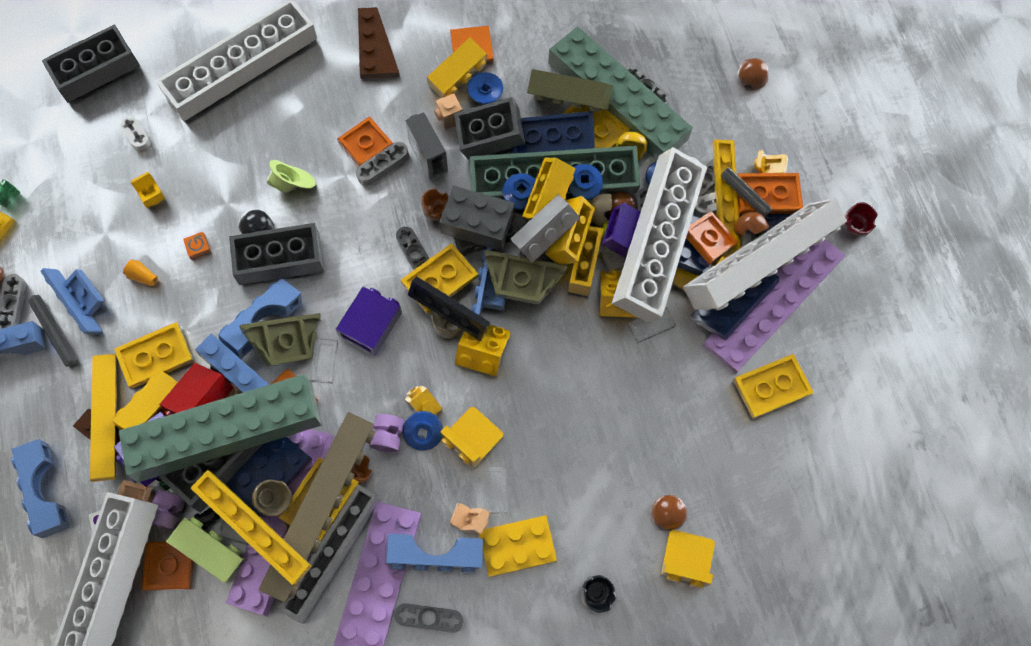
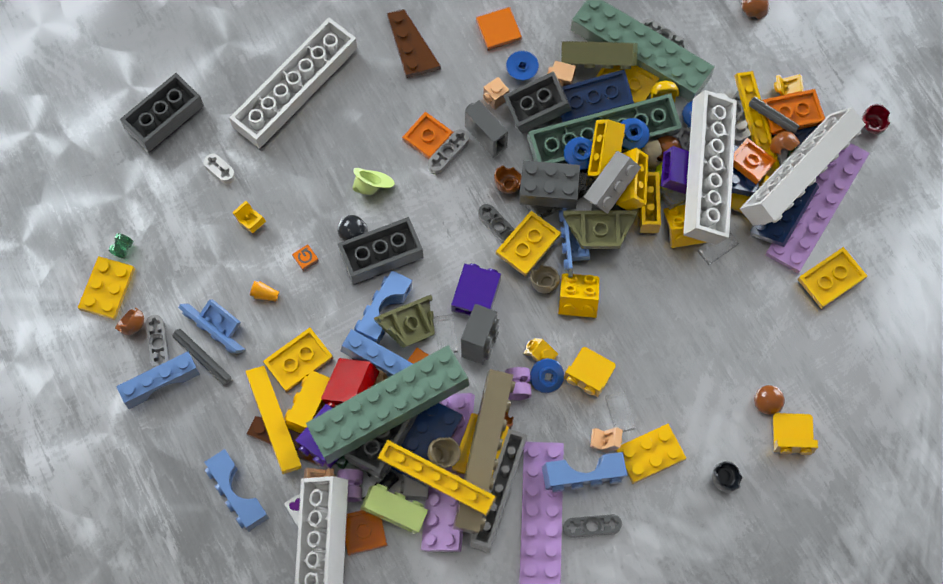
camera: 10 degrees left, 0 degrees up
(354, 368) = (479, 334): none -> dark grey brick
(448, 308) = (545, 267): black plate -> none
(457, 69) = (494, 53): yellow brick -> none
(528, 103) = (564, 72): none -> light nougat brick

